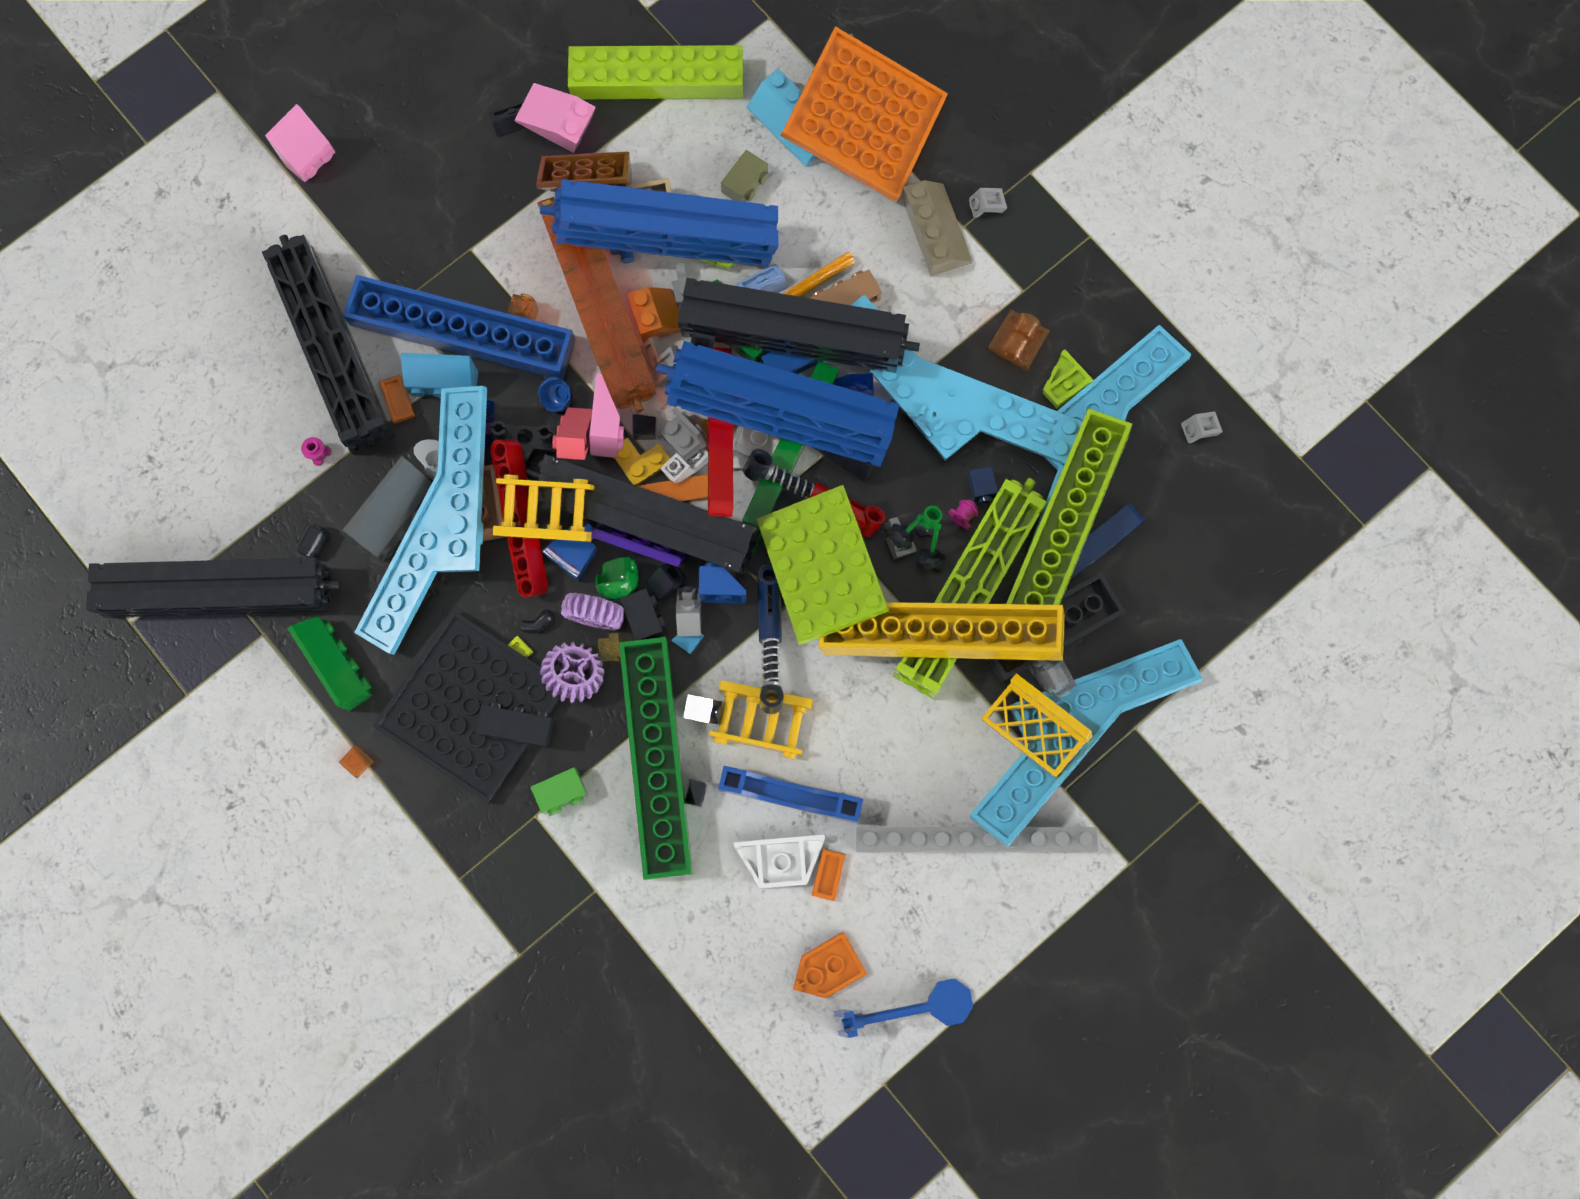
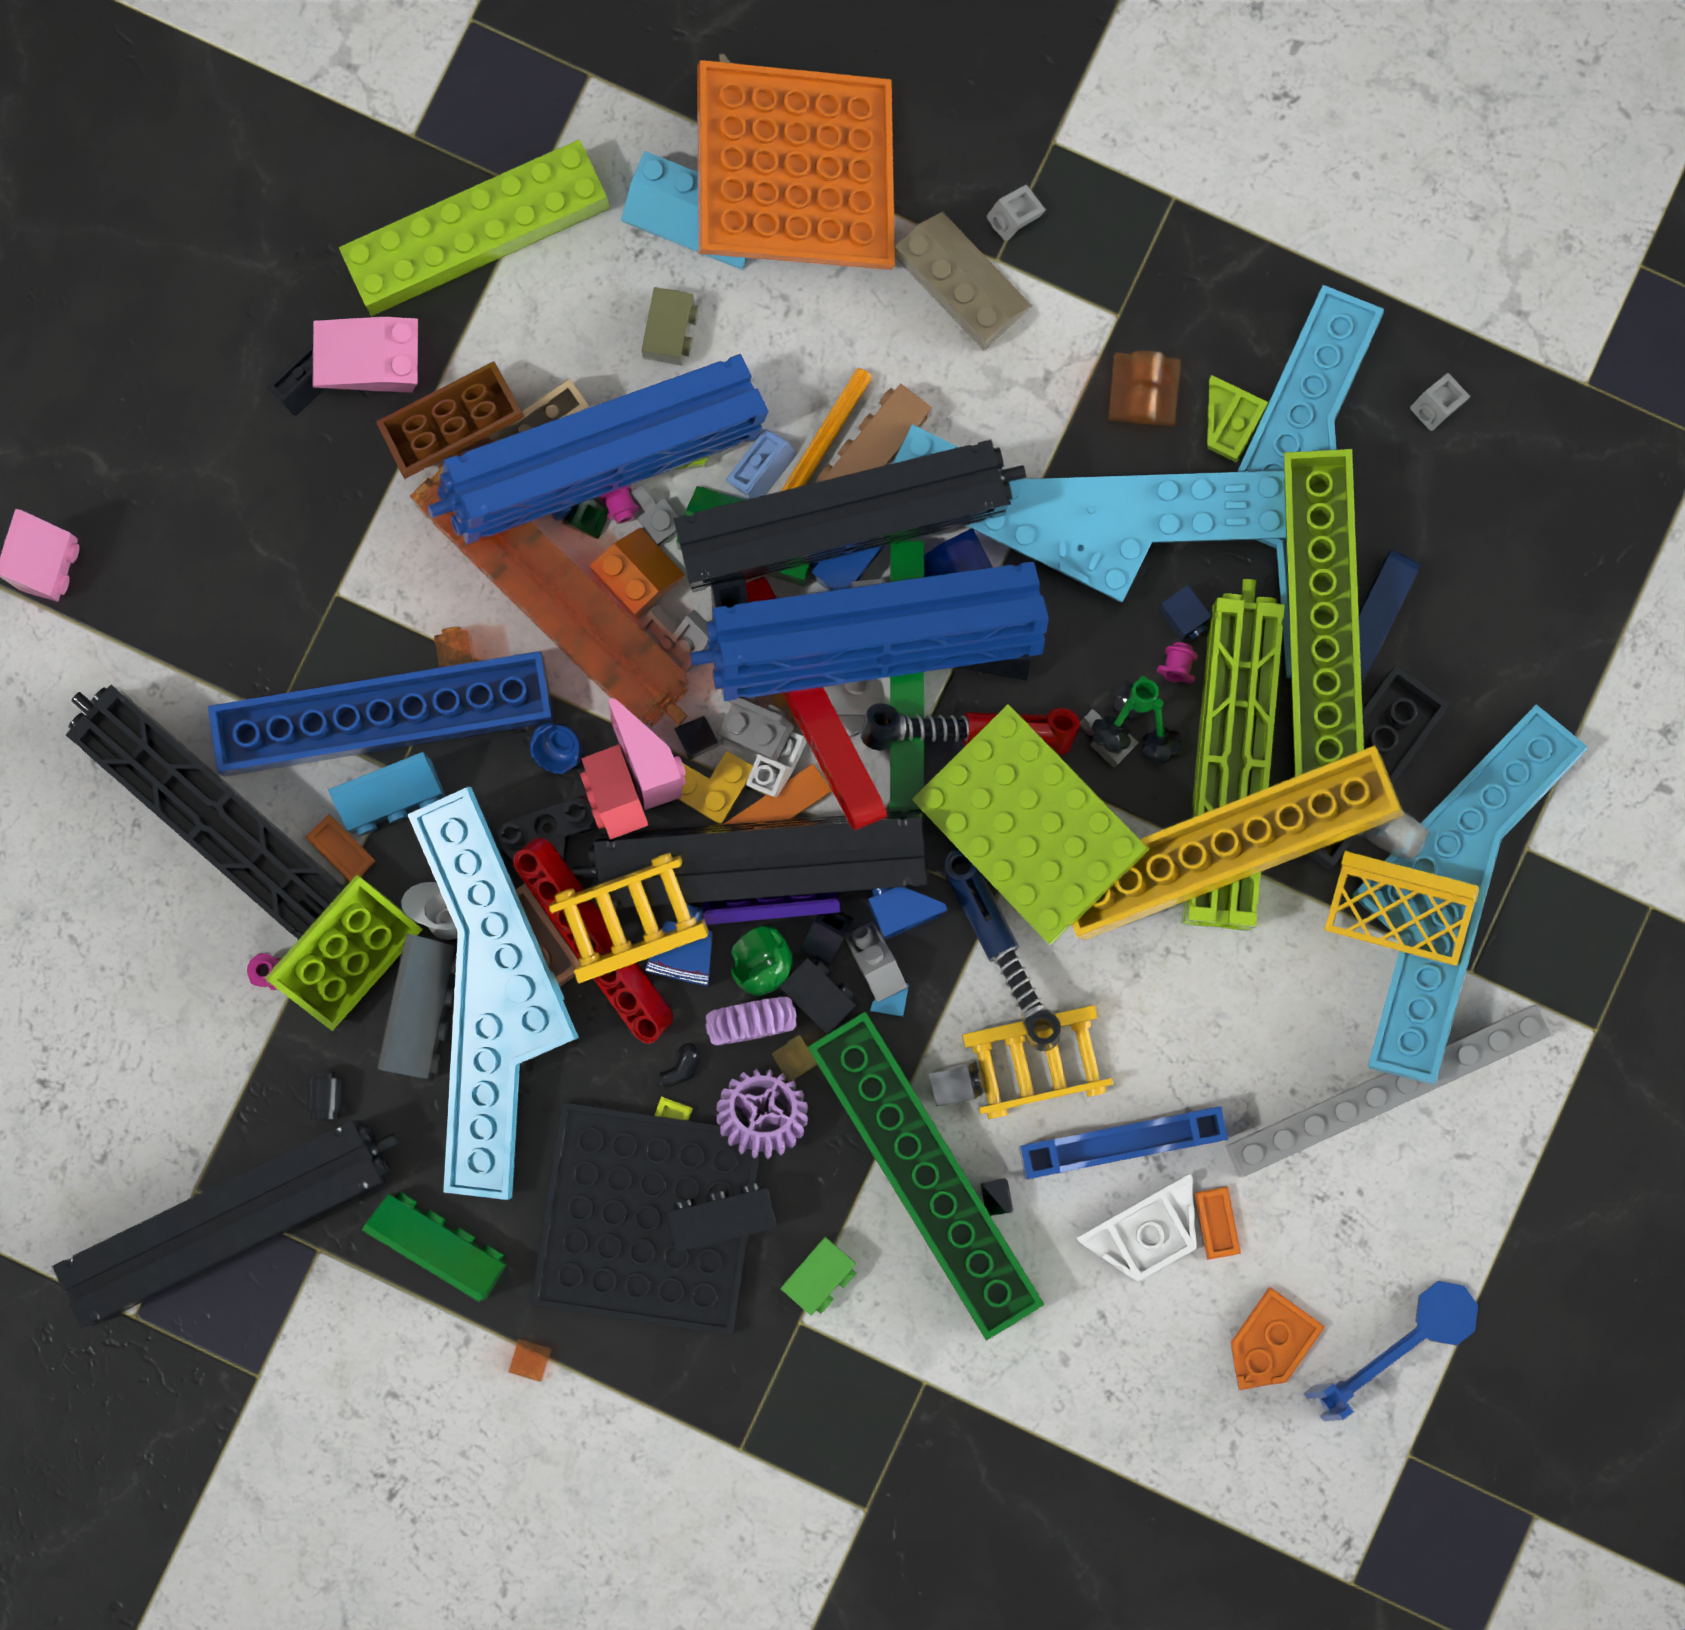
camera: 25 degrees left, 5 degrees up
(360, 454) = (343, 953): none -> lime slope
(642, 268) = (587, 518): none -> dark green slope
(665, 268) = (620, 505): none -> dark pink brick

